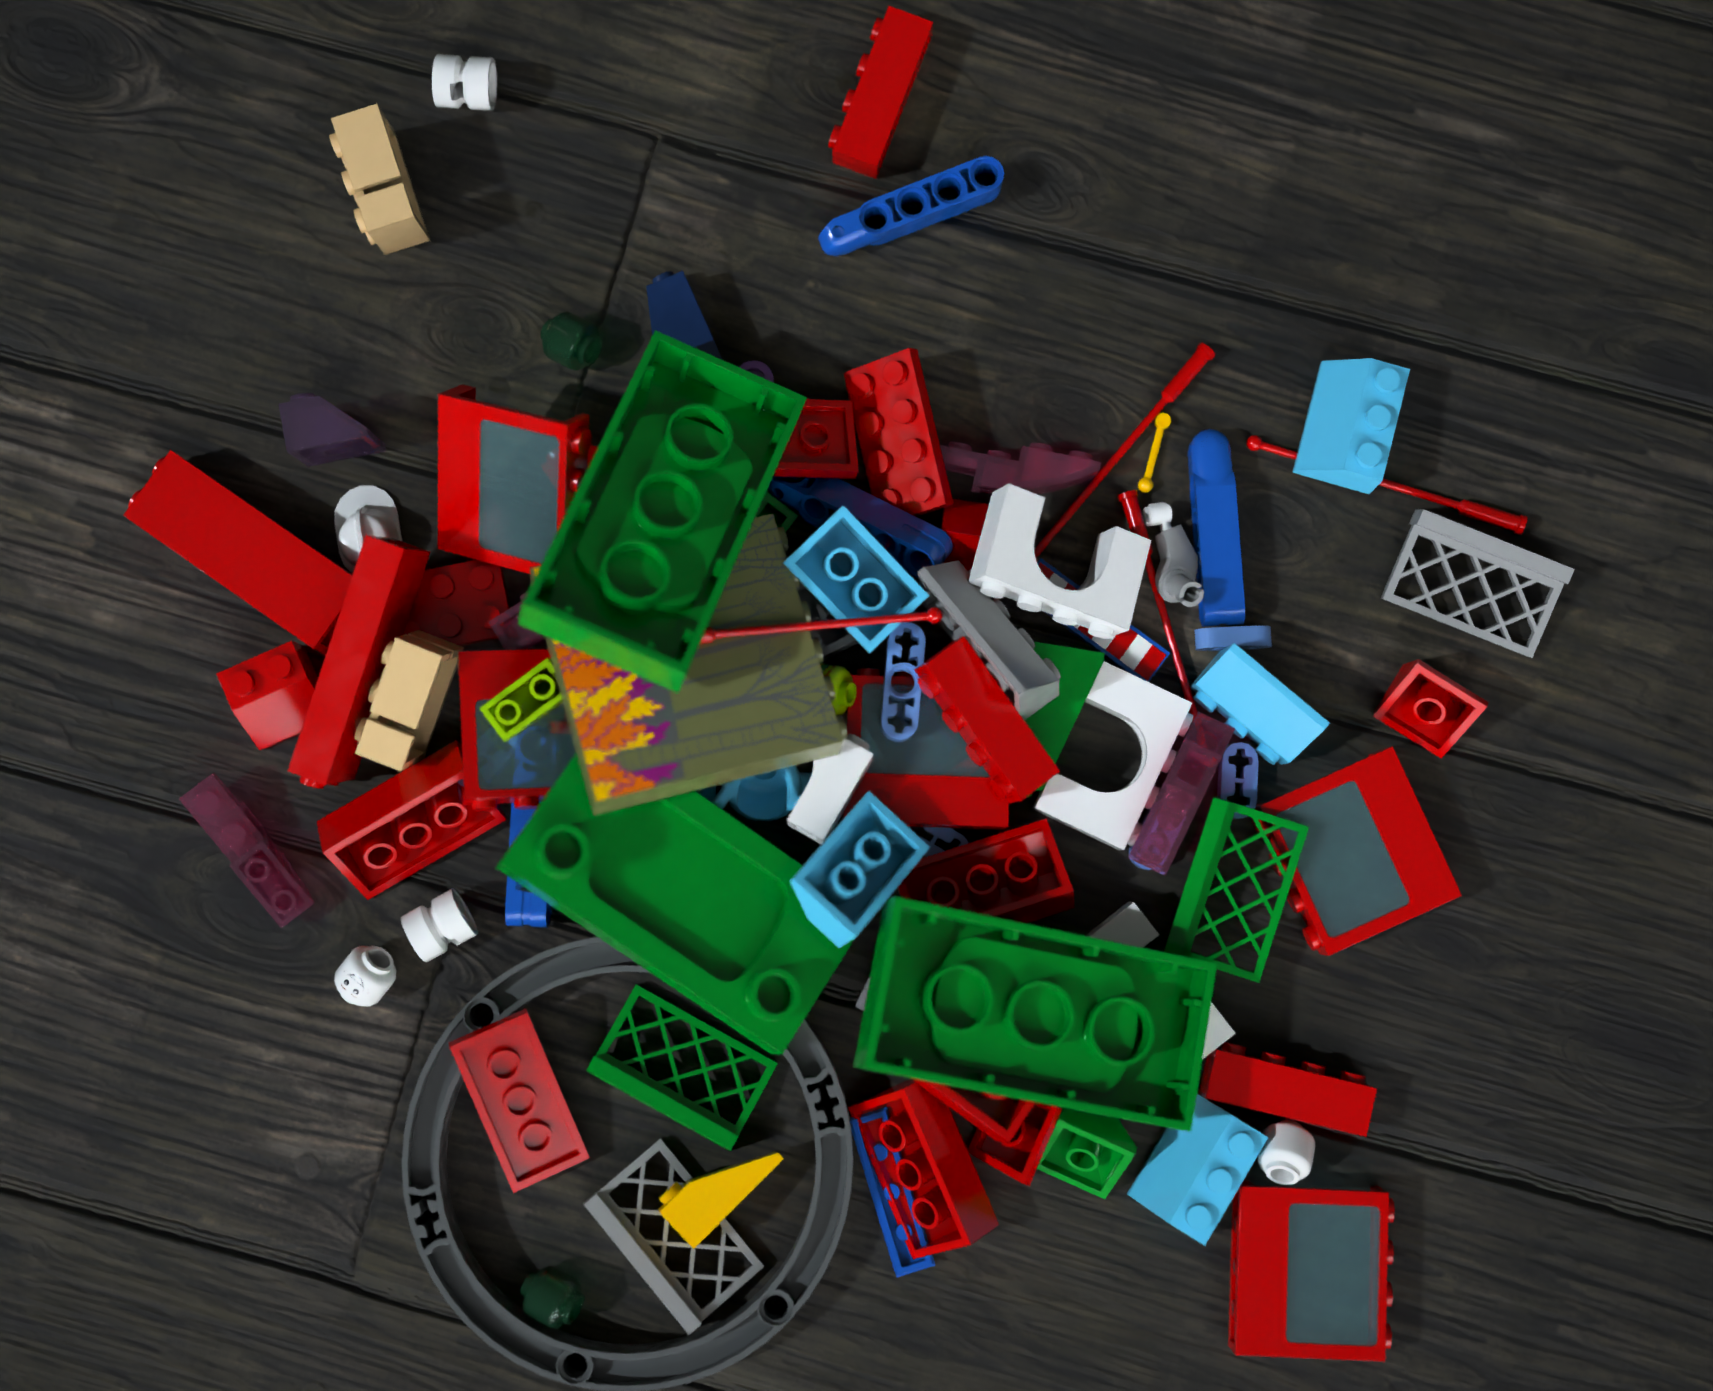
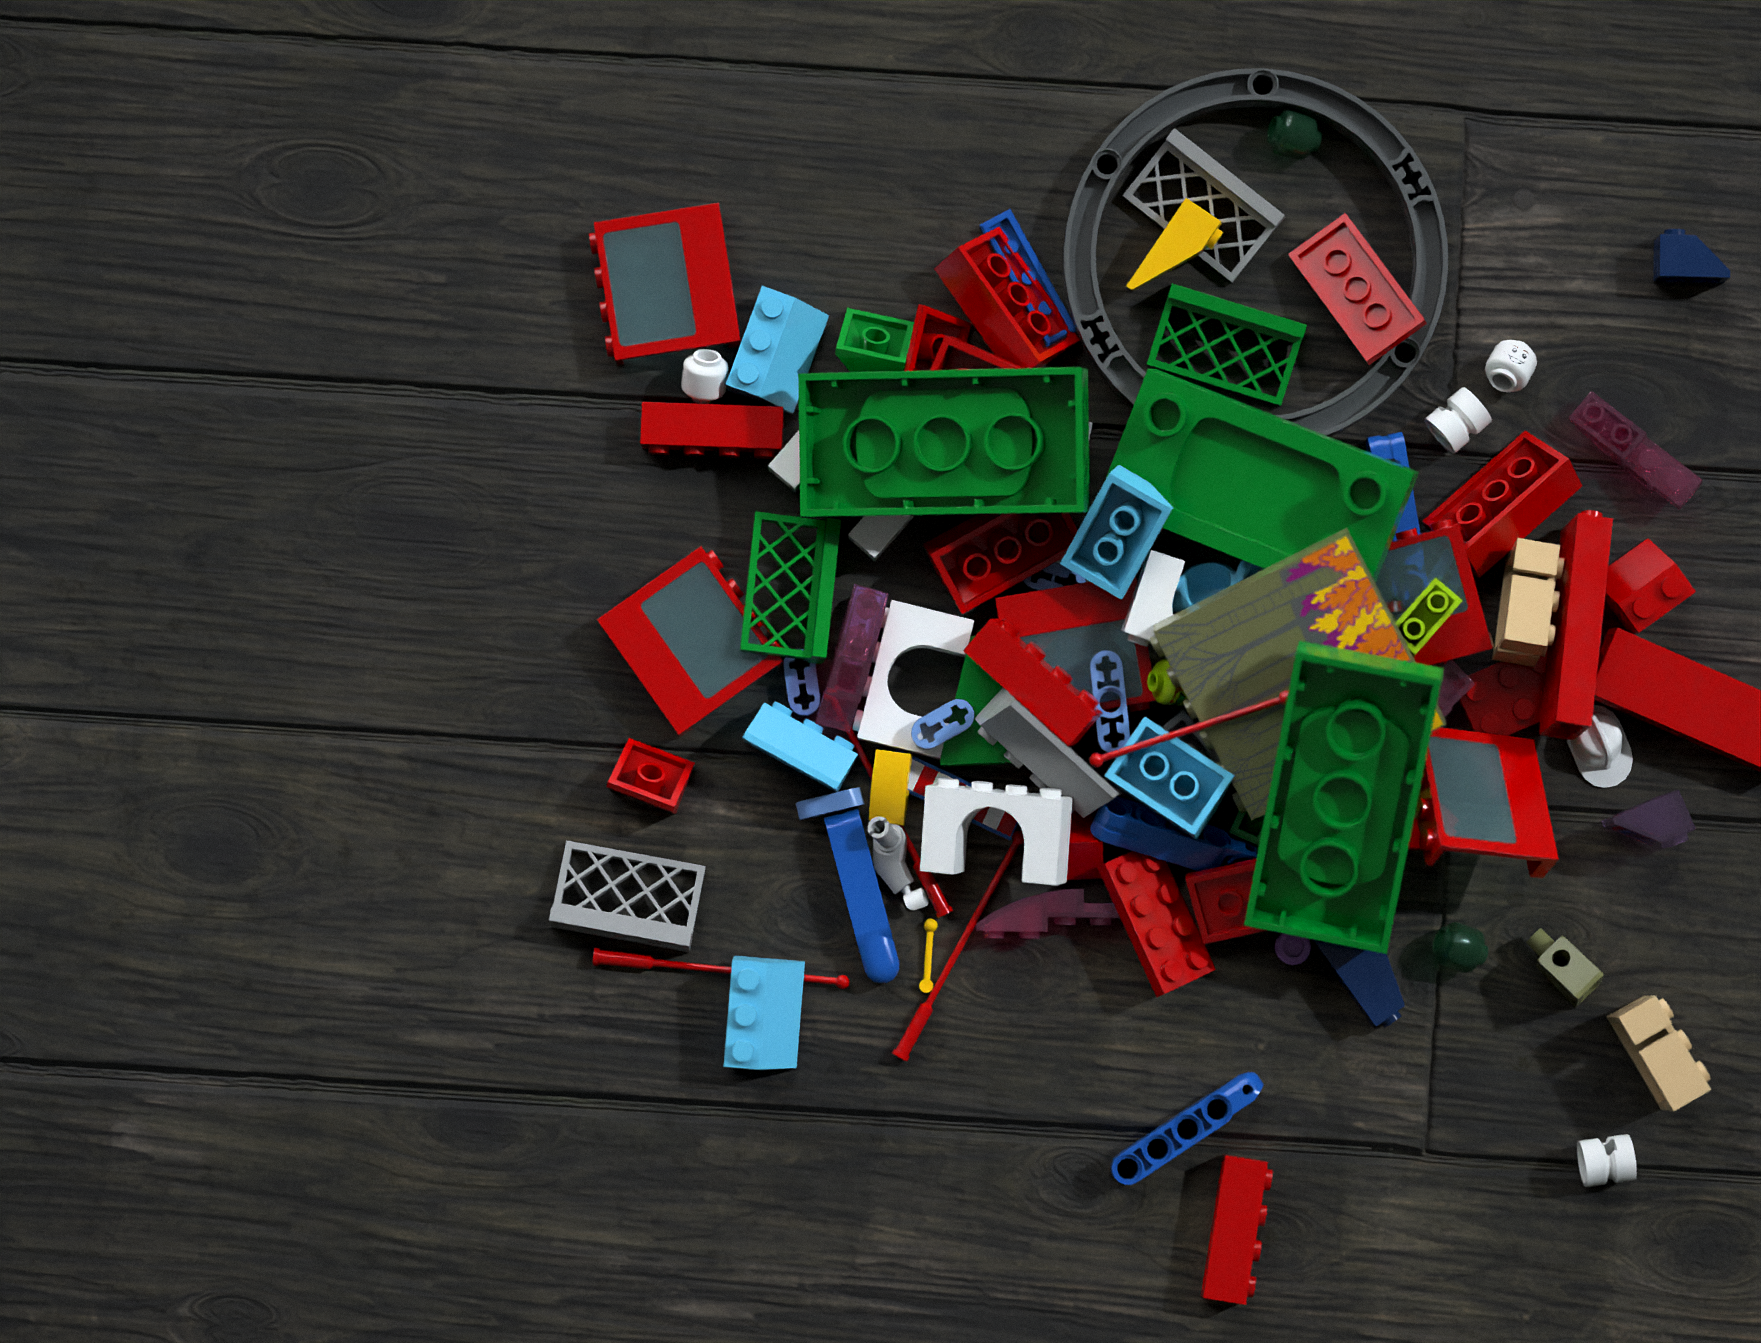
camera: 175 degrees right, 0 degrees up
(137, 1057) = (1686, 260): none -> dark blue slope
(451, 282) = (1575, 979): none -> olive torso
(1092, 686) = (947, 732): none -> medium blue beam
(1164, 641) = (890, 786): none -> yellow slope

